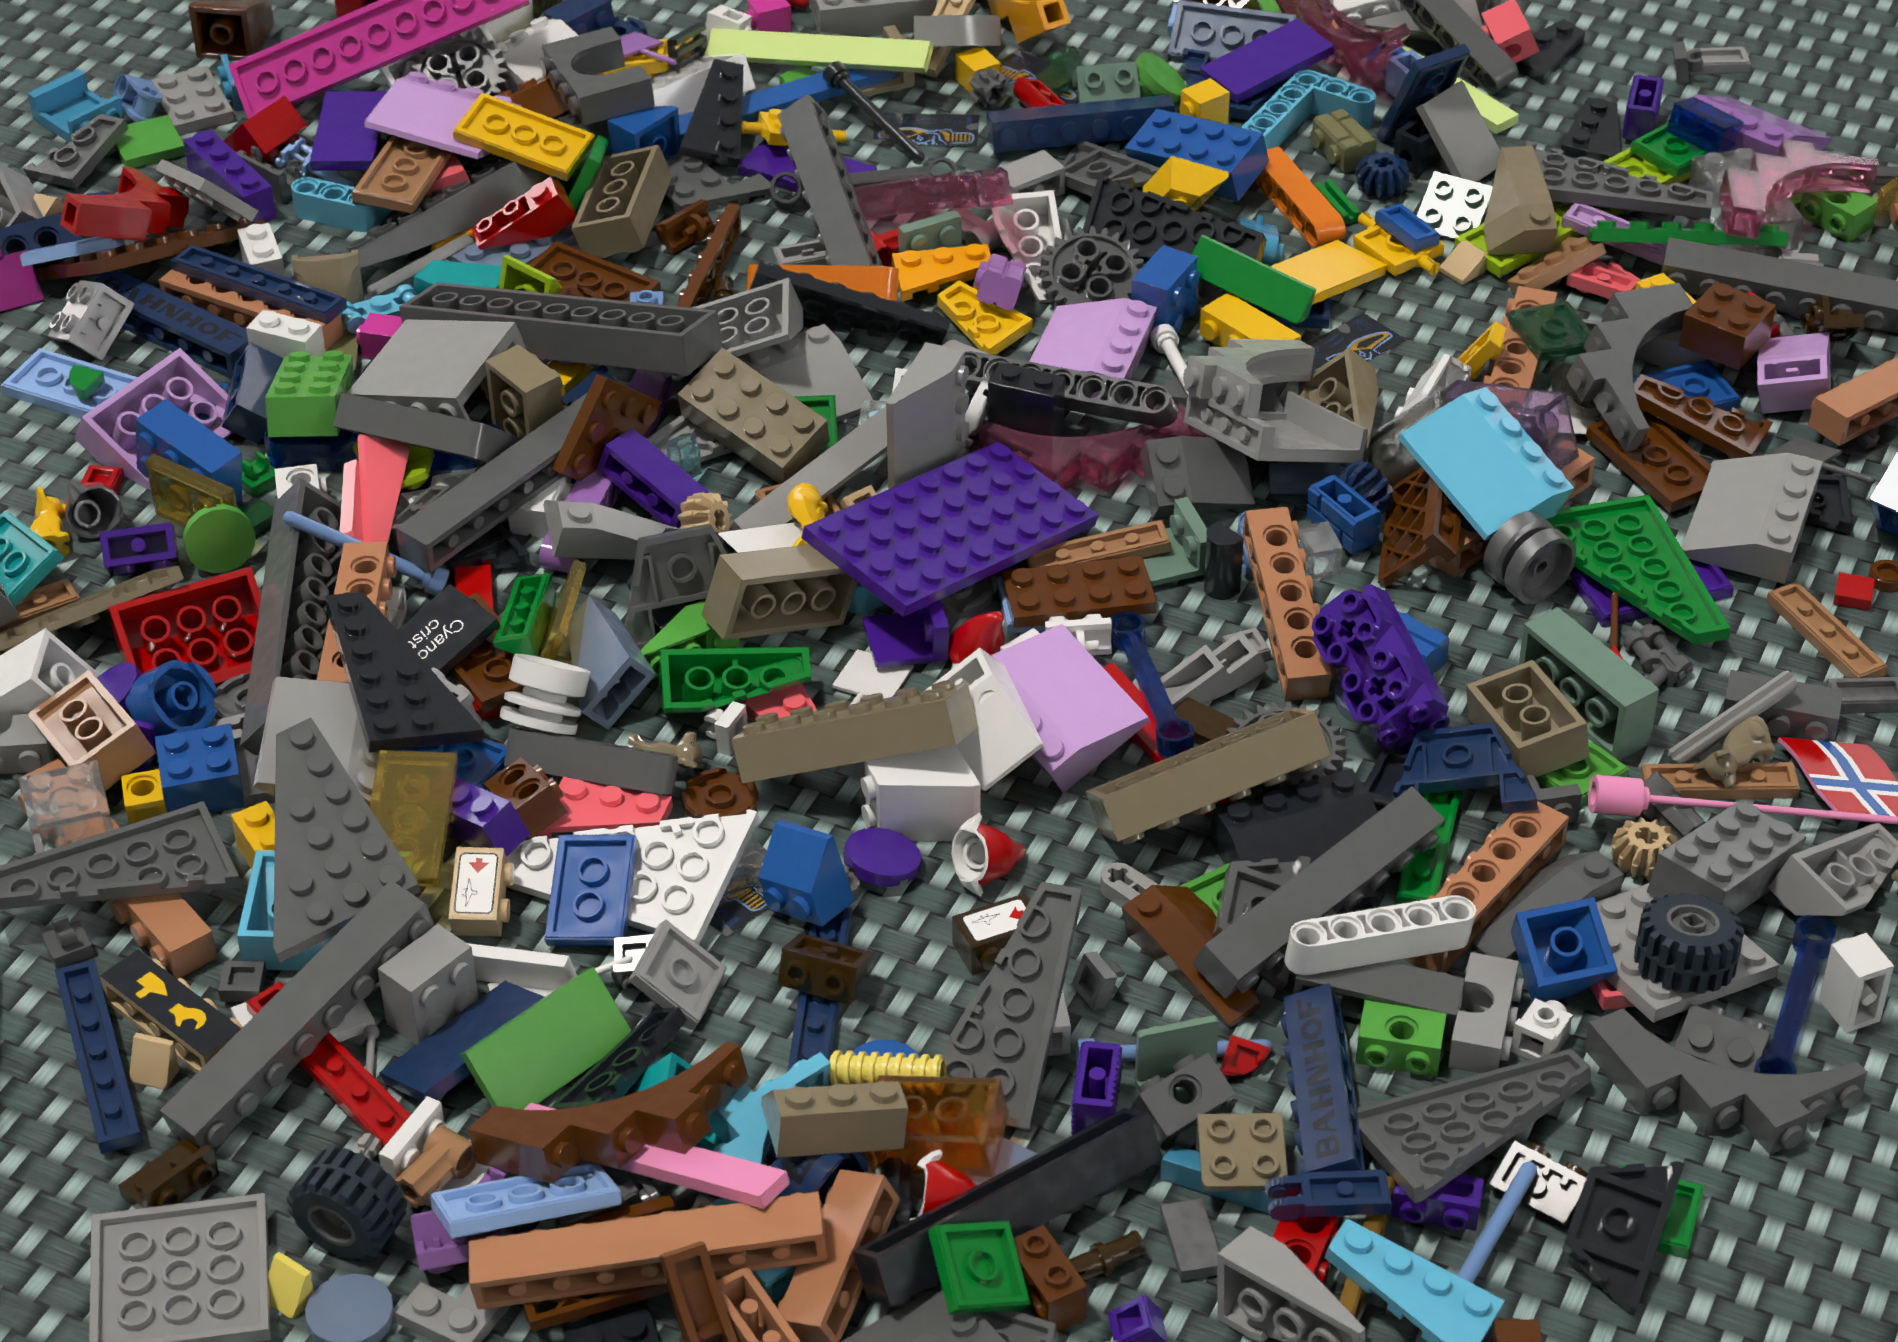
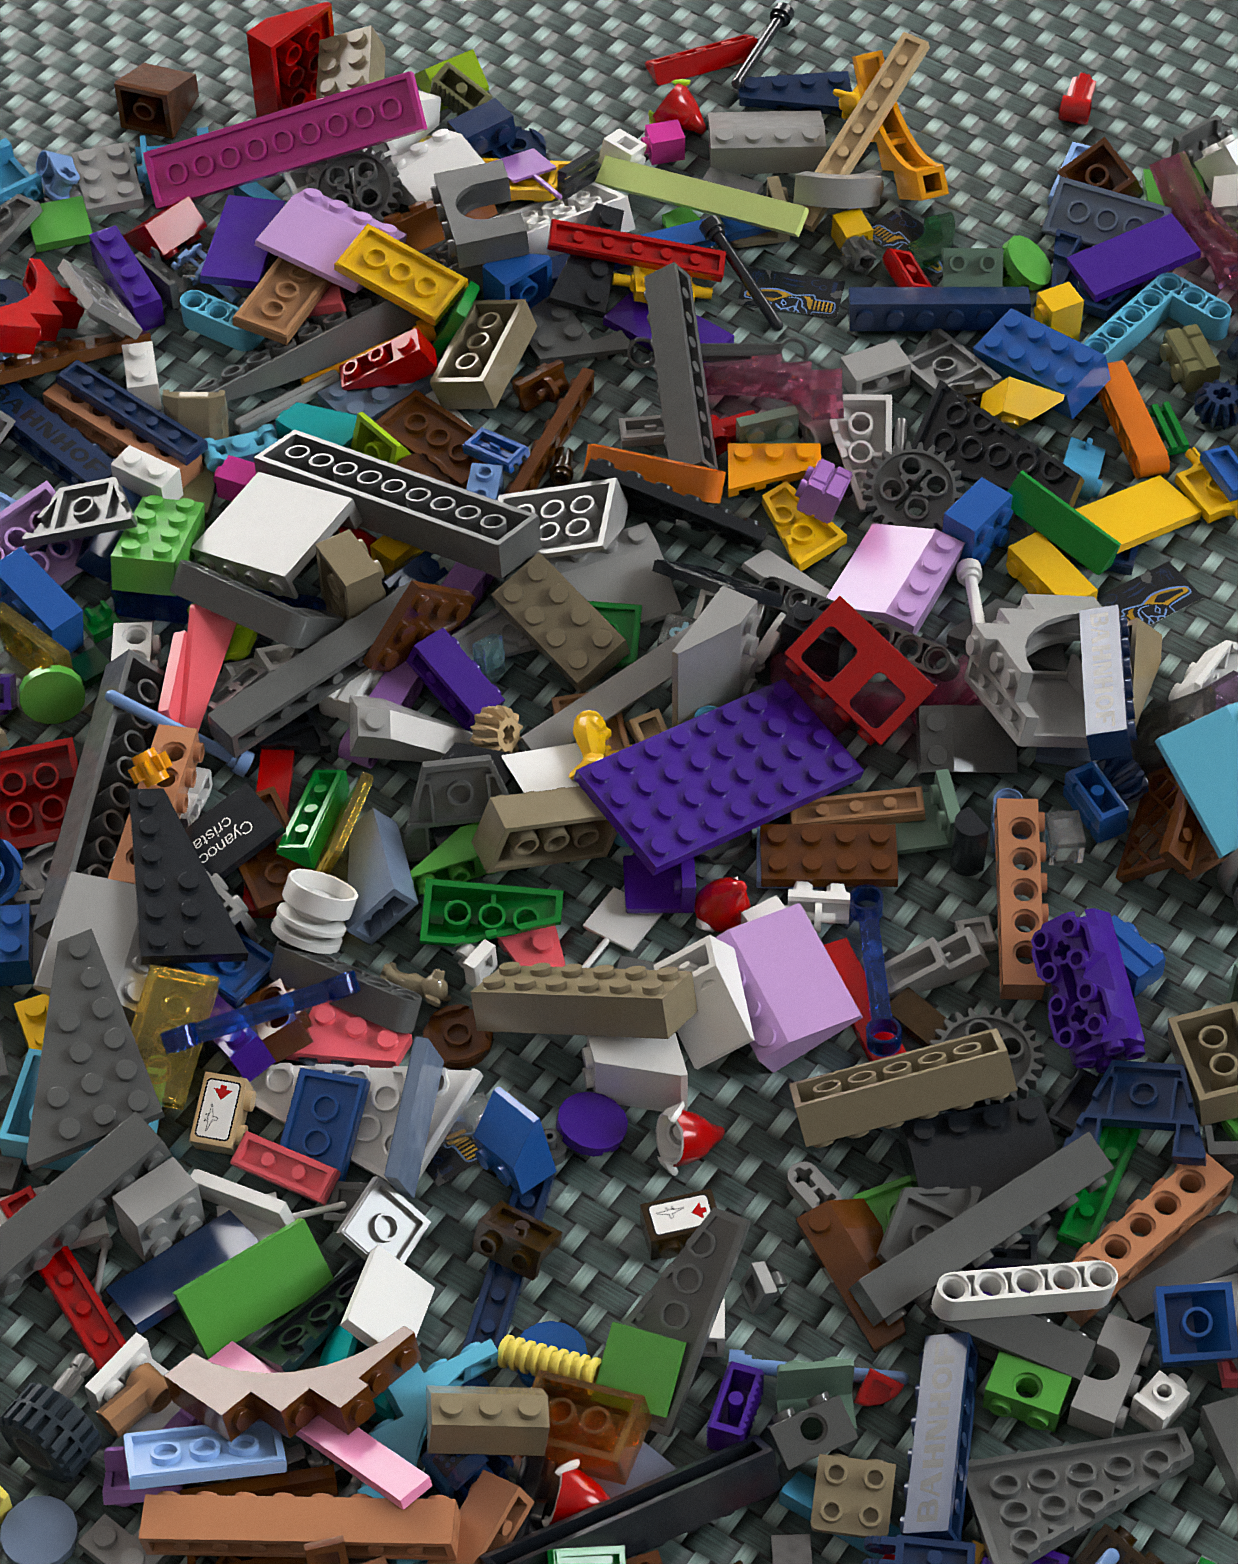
camera: 10 degrees right, 10 degrees up
(225, 369) = (83, 512): none -> dark grey wing
(345, 573) = (150, 767): none -> light orange gear
(436, 803) = (195, 1033): none -> clear blue piece
(559, 932) = (285, 1168): none -> coral tile
(652, 278) = (492, 453): none -> blue tile
(693, 1029) = (386, 1299): none -> white tile
(695, 856) = (414, 1117): none -> sand blue tile
(757, 96) = (635, 249): none -> red tile
(887, 361) = (713, 580): none -> black tile
(990, 1051) = (642, 1365): none -> bright green tile
(1090, 398) = (872, 657): none -> red window
(1334, 400) = (1107, 682): none -> brick

